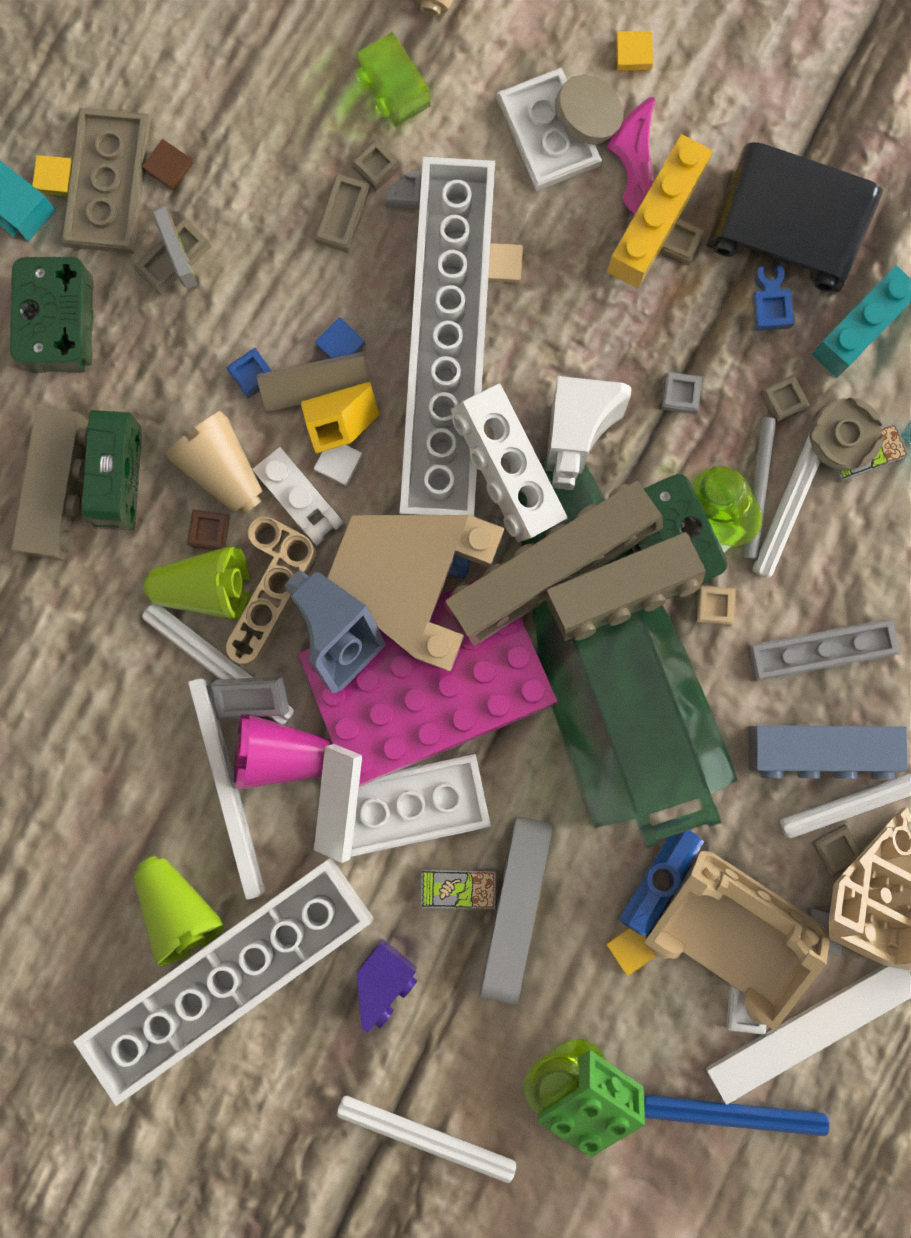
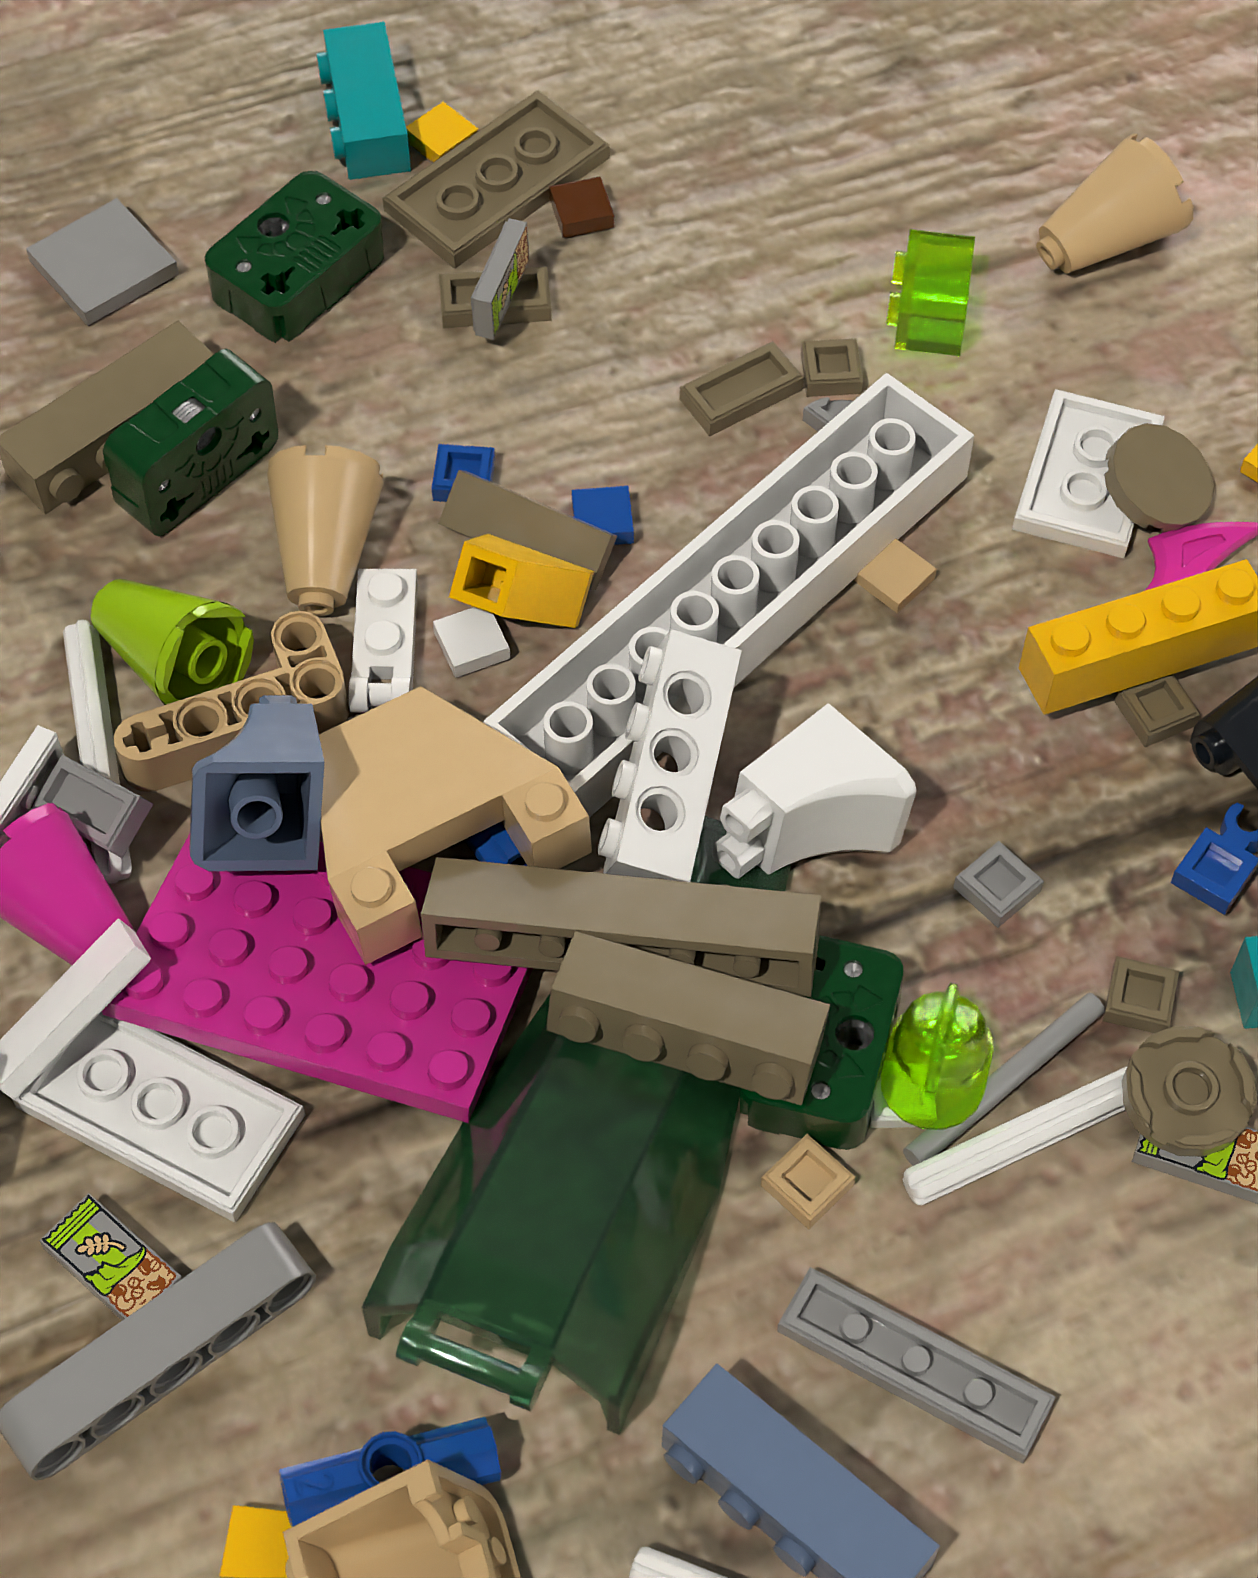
camera: 40 degrees right, 25 degrees down
(208, 530) = (247, 592): reddish brown tile -> none

